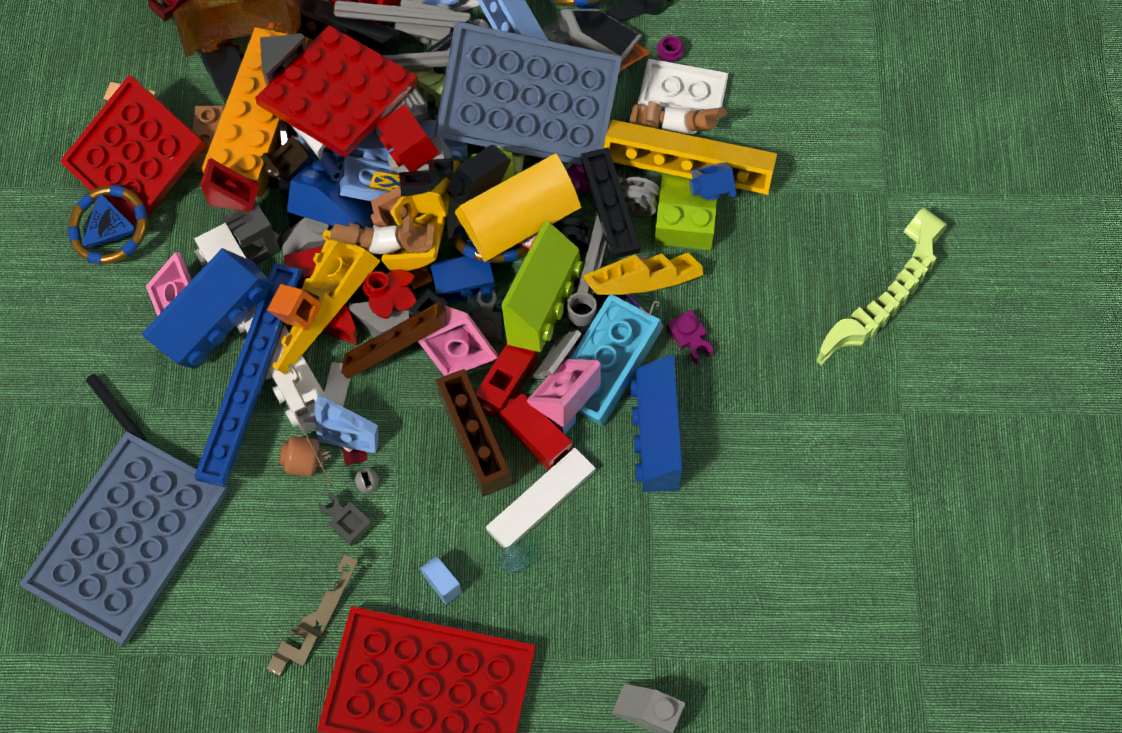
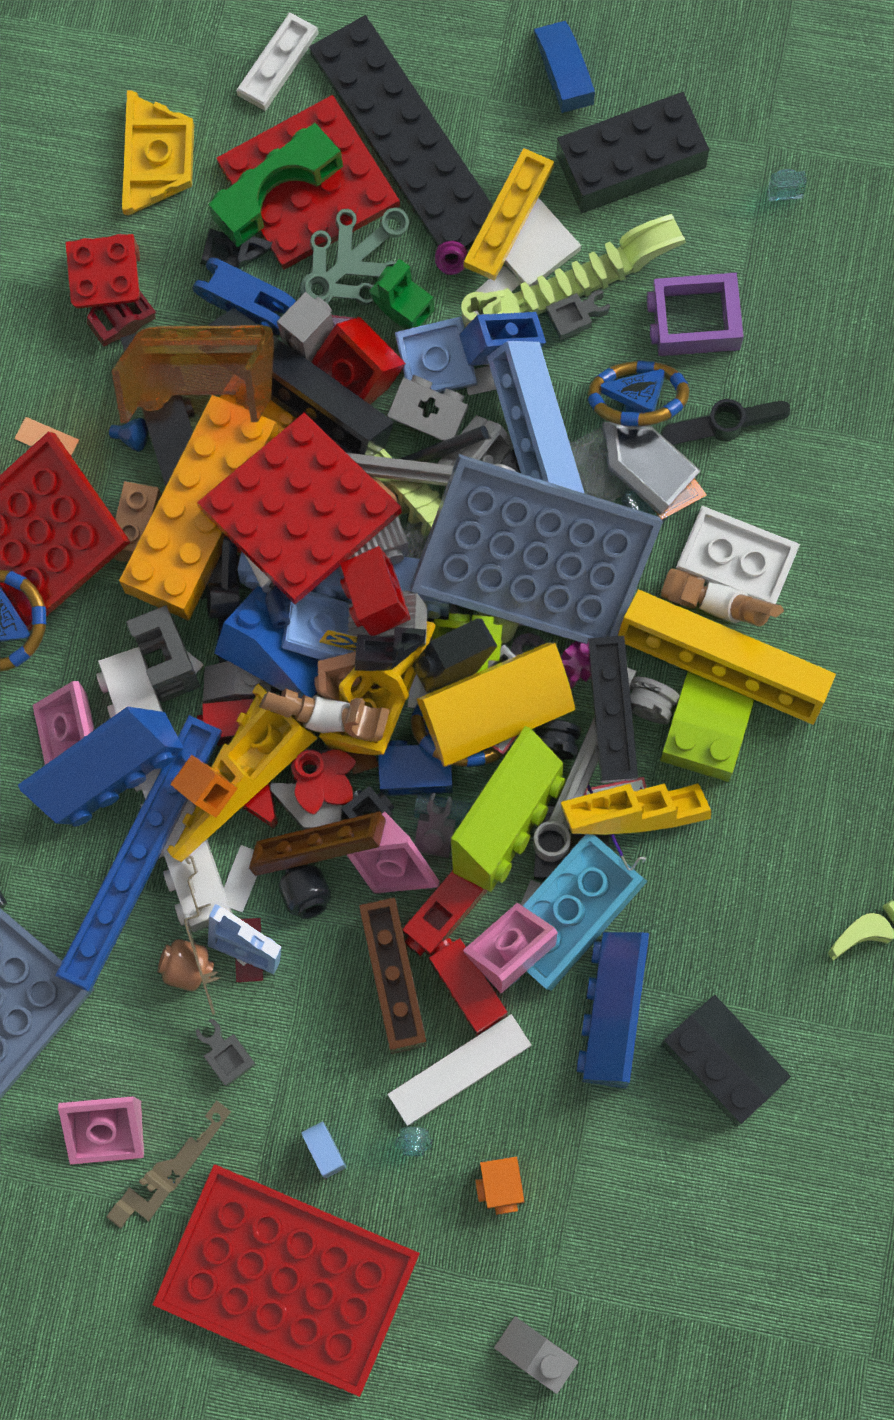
camera: 15 degrees right, 10 degrees up
(197, 77) = (133, 433): none -> blue rock
(227, 188) = (148, 617): red slope -> none
(251, 595) = (102, 1129): none -> bright pink slope
(279, 52) = (233, 447): dark grey slope -> none
(287, 160) = (224, 587): dark brown bracket -> none
(373, 477) = (265, 1005): light grey hinge -> none
(389, 383) = (304, 891): none -> black head
(398, 14) = (398, 401): light grey axle -> none
(556, 355) = (510, 894): light grey piece -> none
(592, 579) = (500, 1185): none -> orange brick
(670, 42) = (732, 486): magenta plate -> none
(689, 332) = (677, 889): magenta plate -> none
(712, 181) = (745, 703): blue brick -> none
(752, 453) = (725, 1060): none -> black slope

